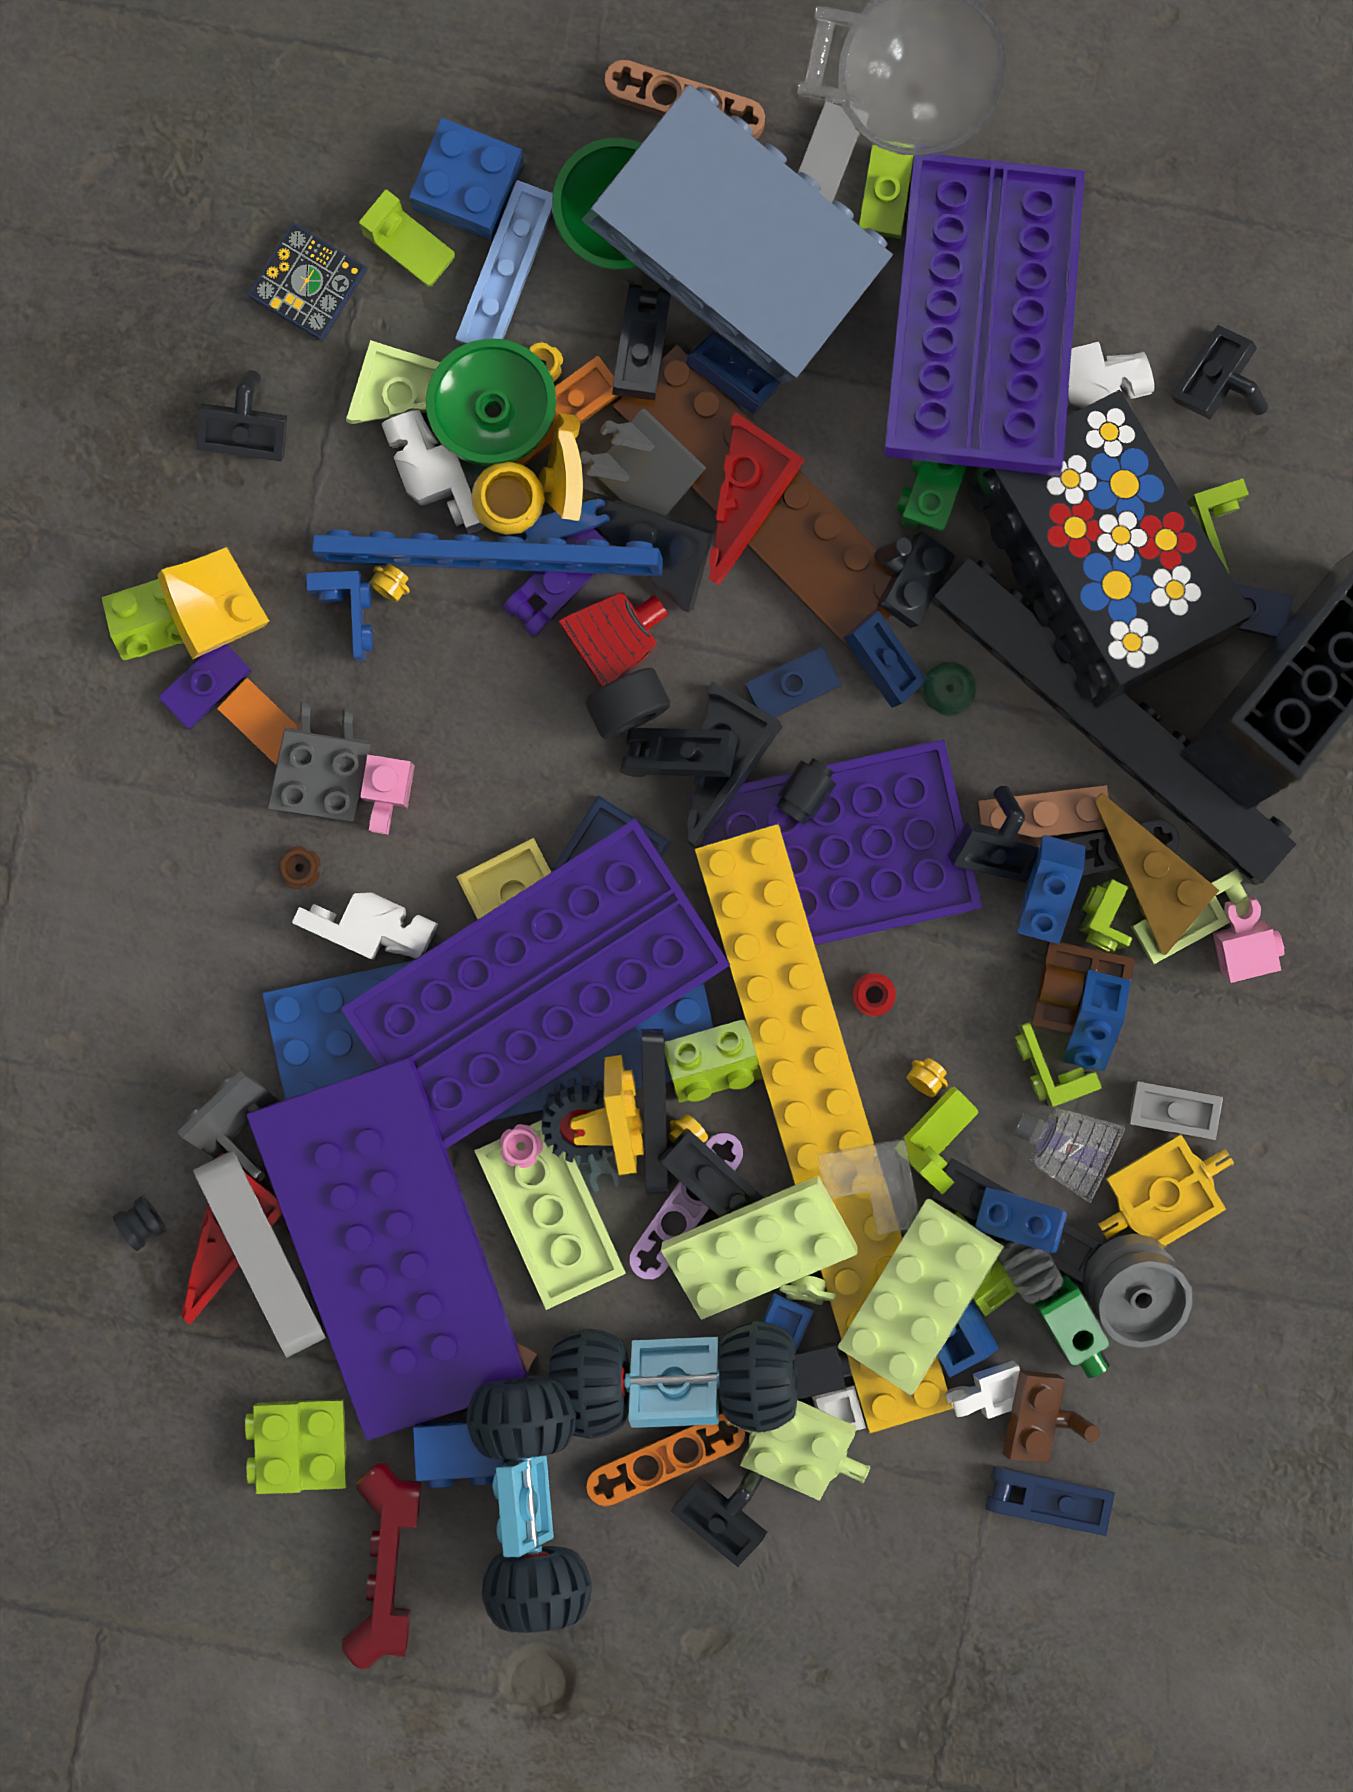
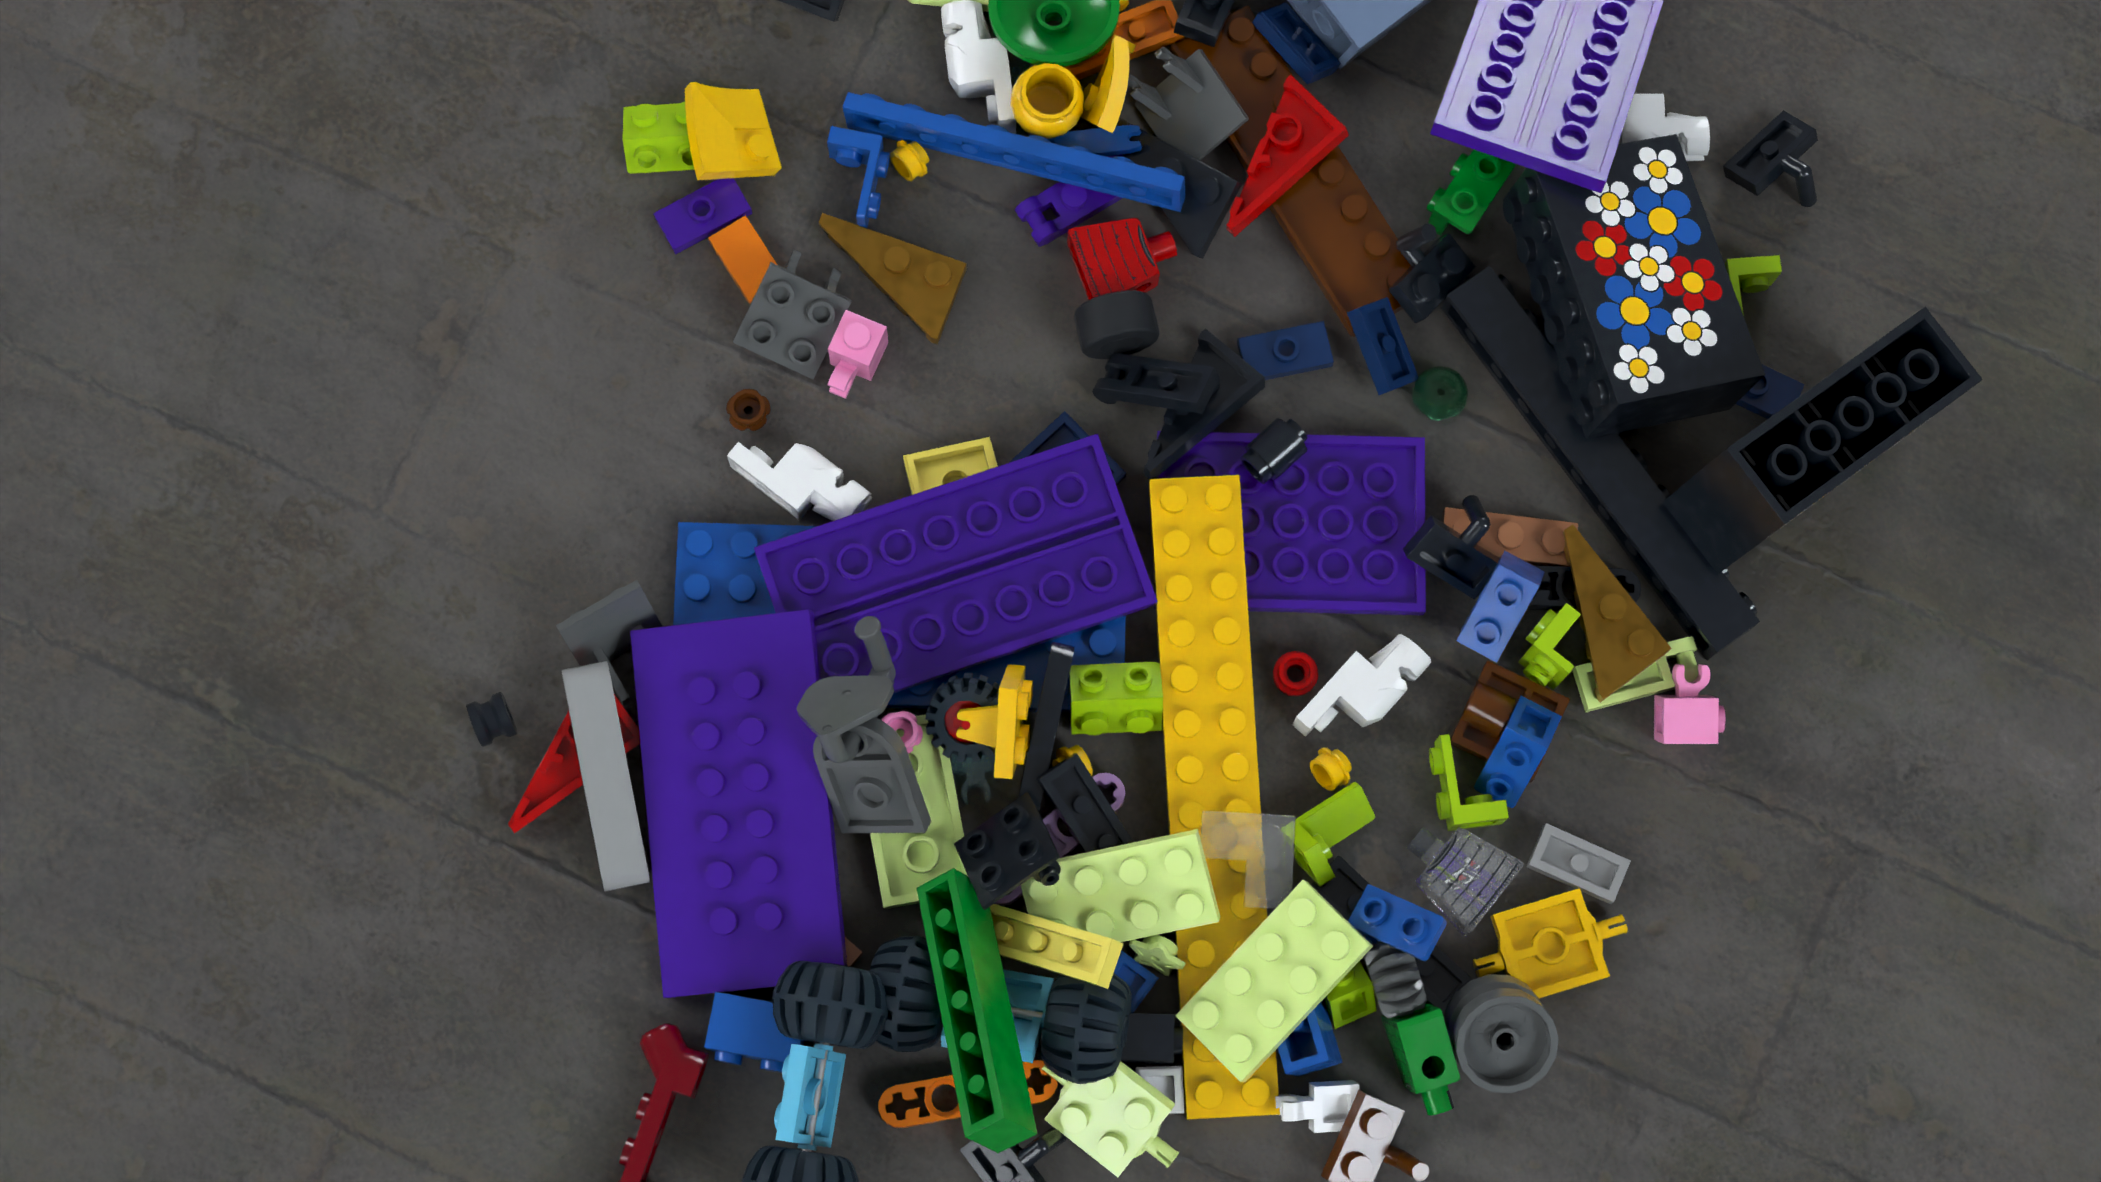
camera: 10 degrees right, 10 degrees down
(297, 1446) = (590, 986): lime plate -> none
(422, 698) = (913, 277): none -> pearl gold wing
(488, 1190) = (860, 755): none -> dark grey plate
(649, 1237) = (1009, 852): none -> black hinge
(655, 1396) = (976, 1014): none -> green brick
(700, 1314) = (1055, 946): none -> light yellow plate
(943, 994) = (1365, 688): none -> white plate

